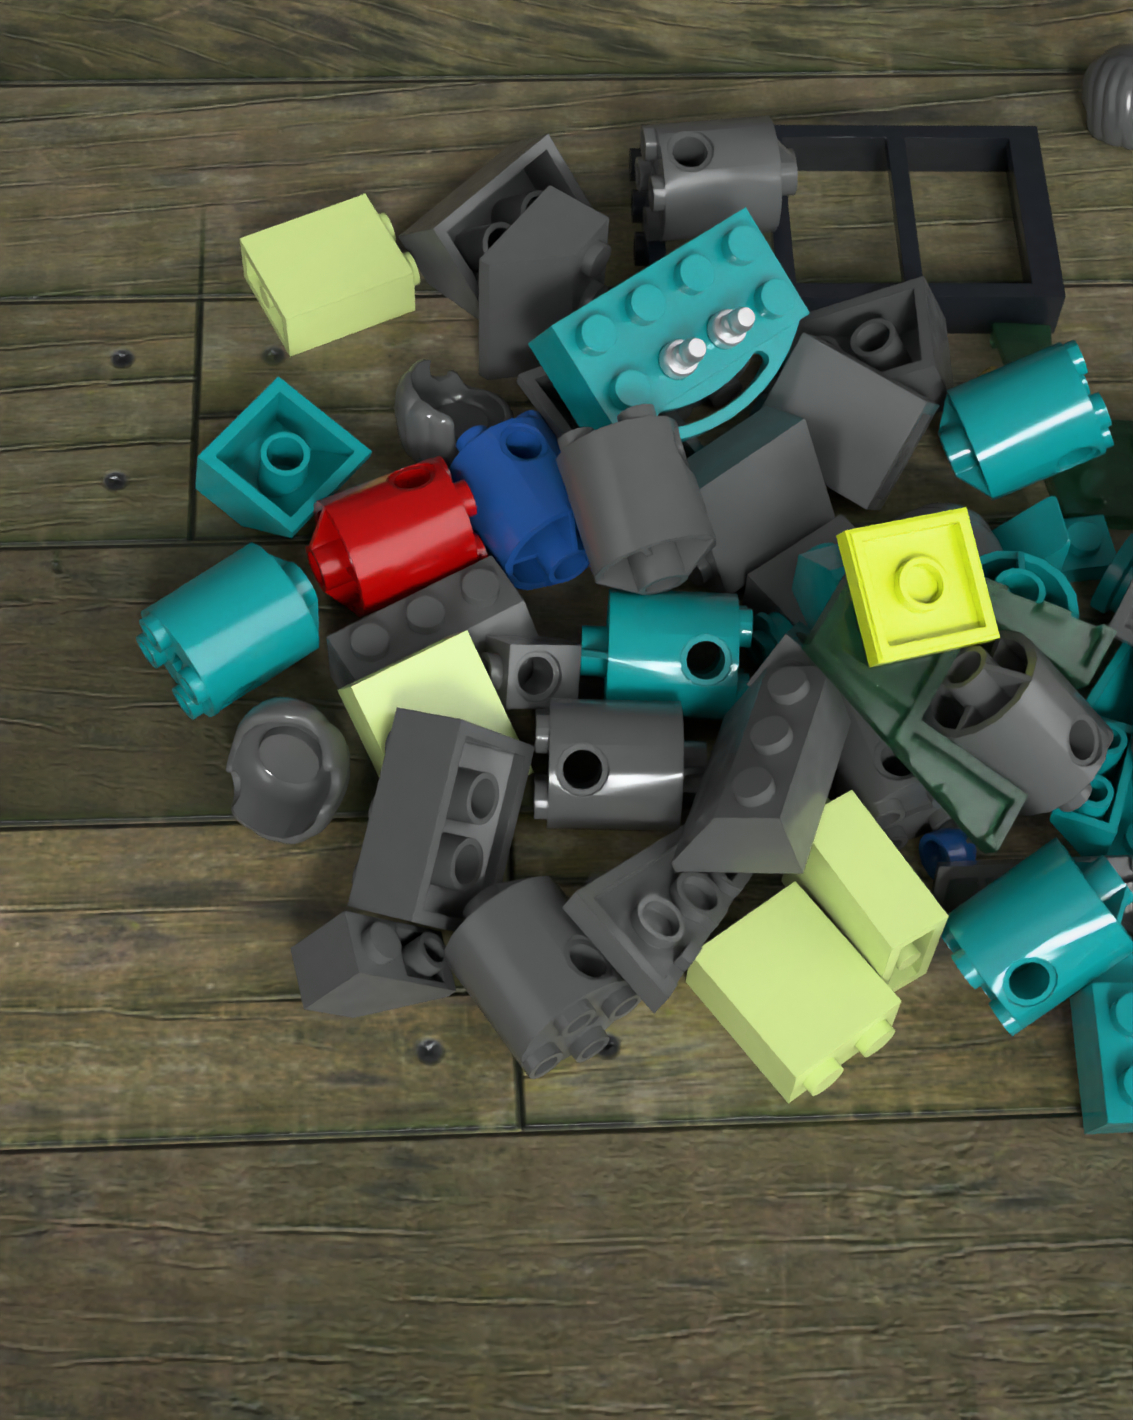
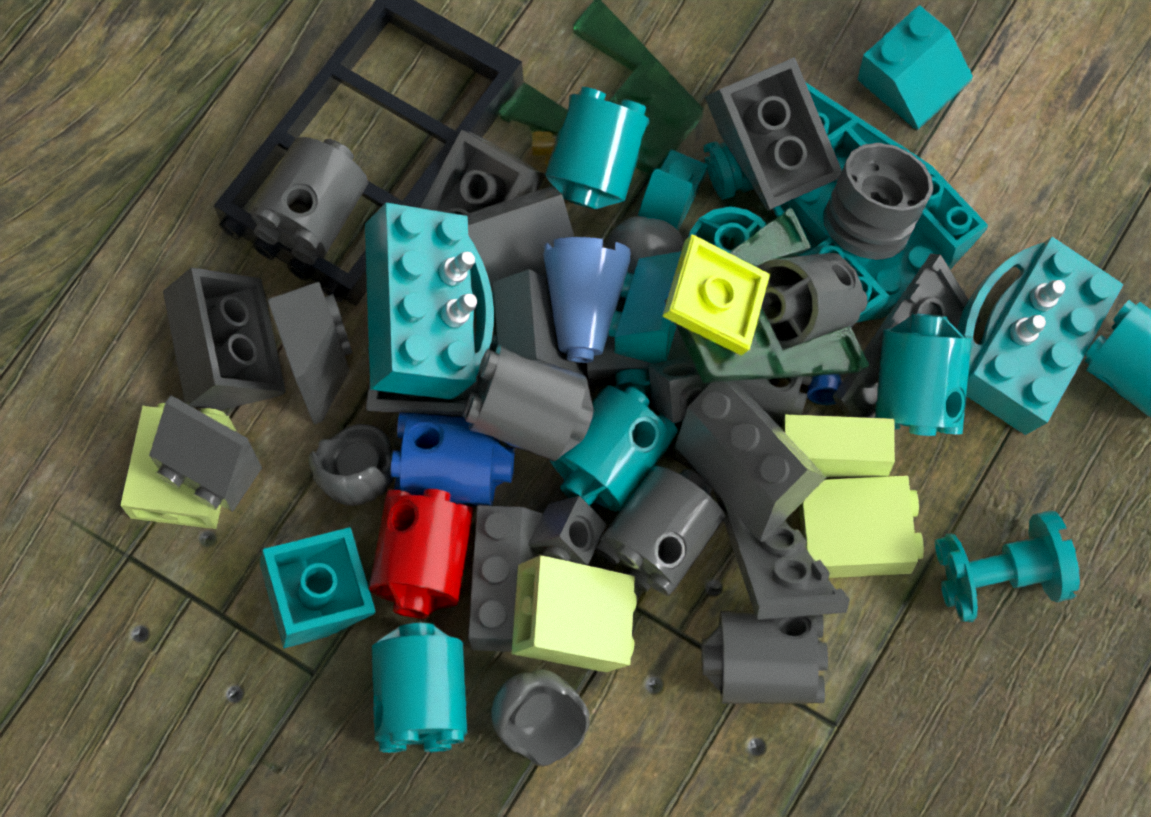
camera: 50 degrees left, 10 degrees up
(337, 260) = (203, 456): none -> dark grey slope
(370, 966) = (693, 747): dark grey slope -> none
(439, 818) = (642, 653): dark grey slope -> none
(829, 490) = (584, 292): none -> medium blue cone
(894, 1209) = (1026, 562): none -> teal piece

